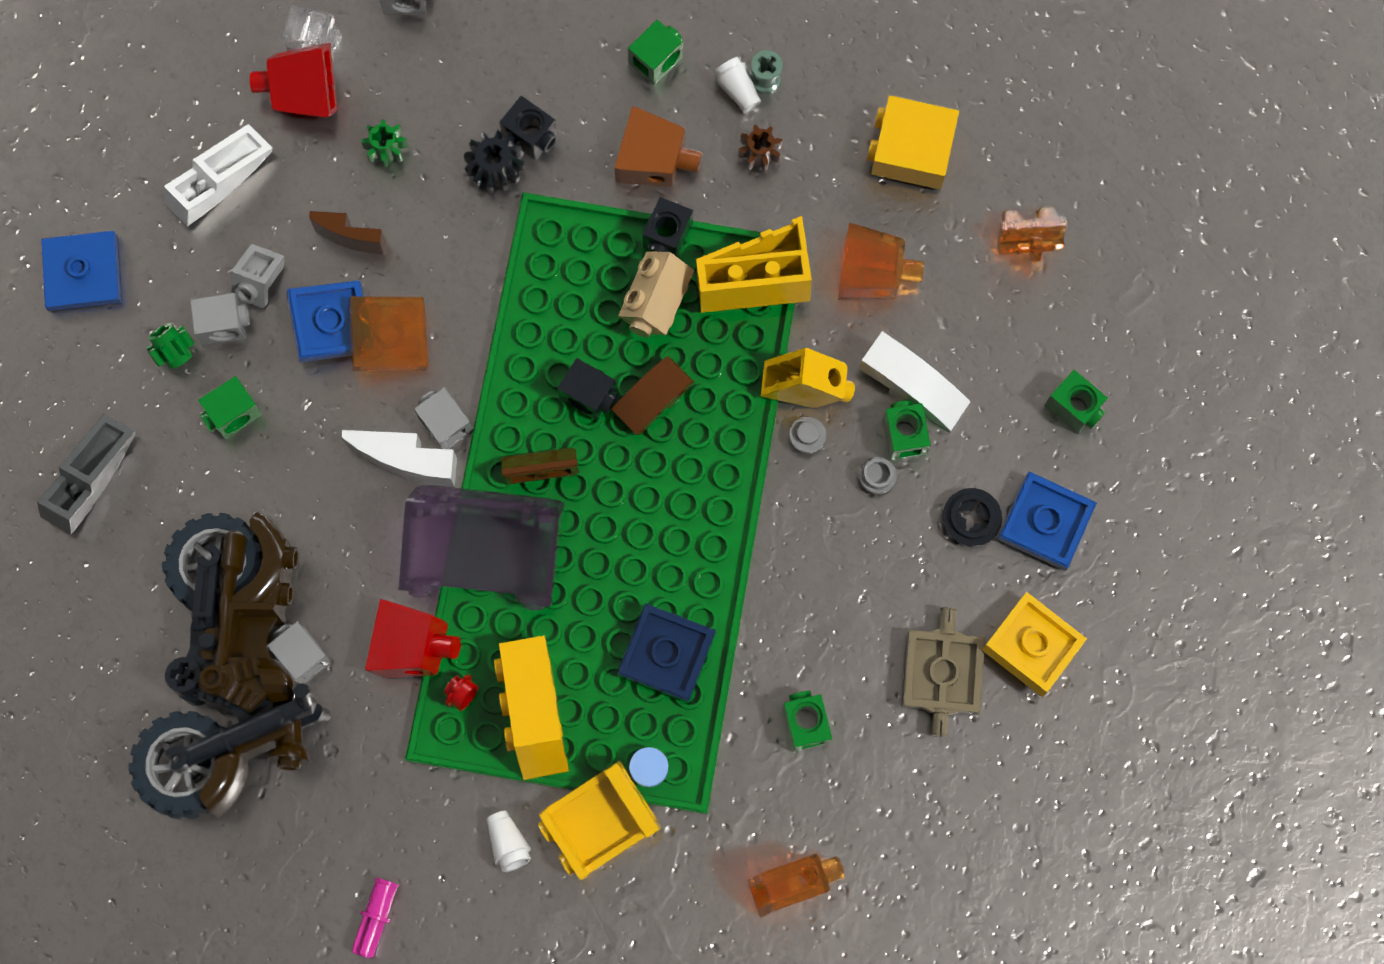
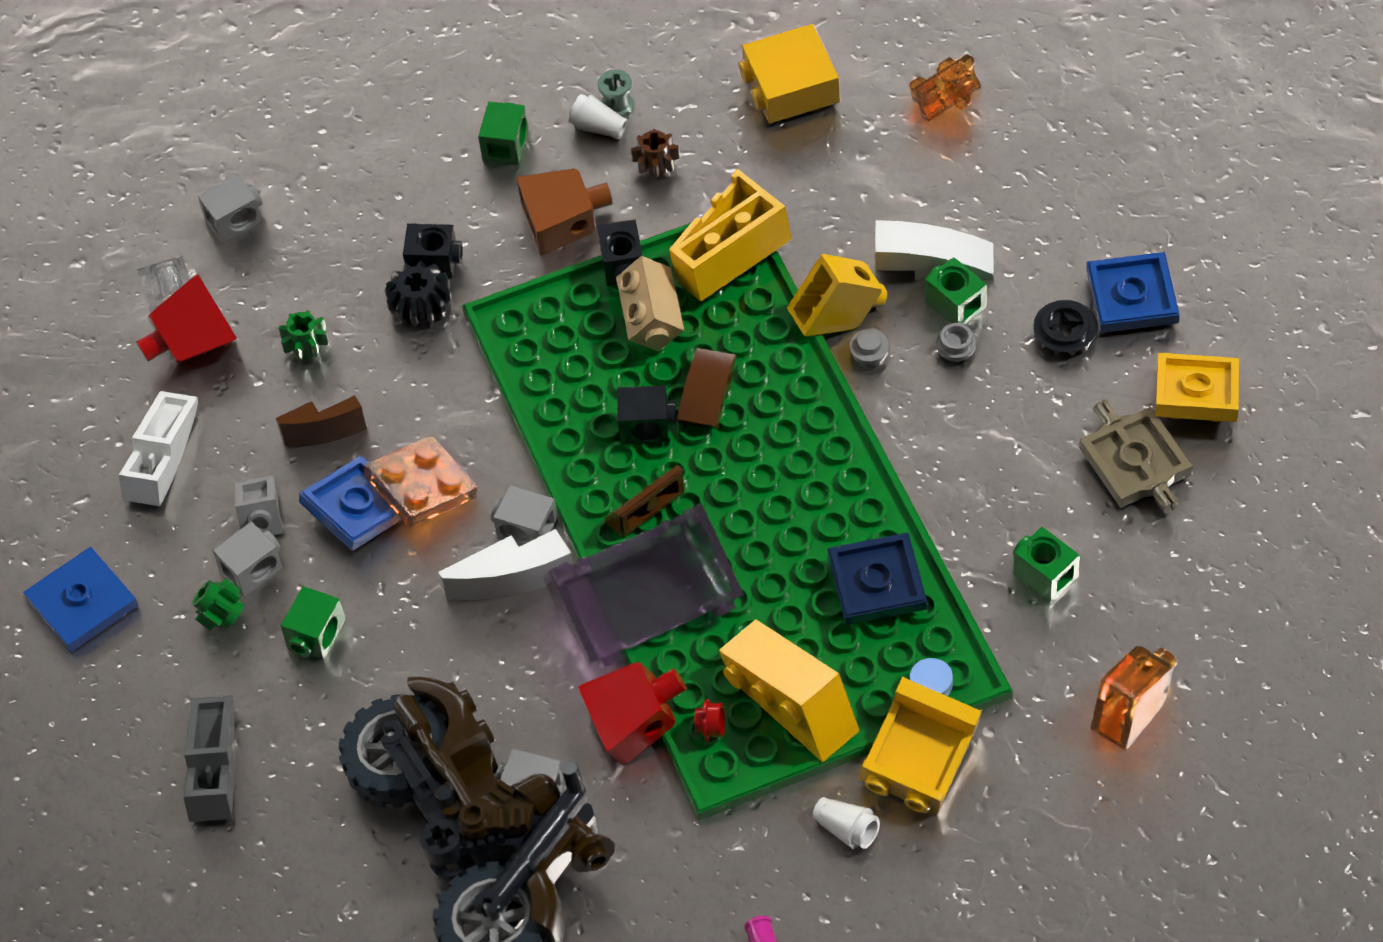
camera: 25 degrees left, 20 degrees down
(875, 265) = (827, 185): clear orange torso -> none
(1077, 387) = (1087, 188): green brick -> none

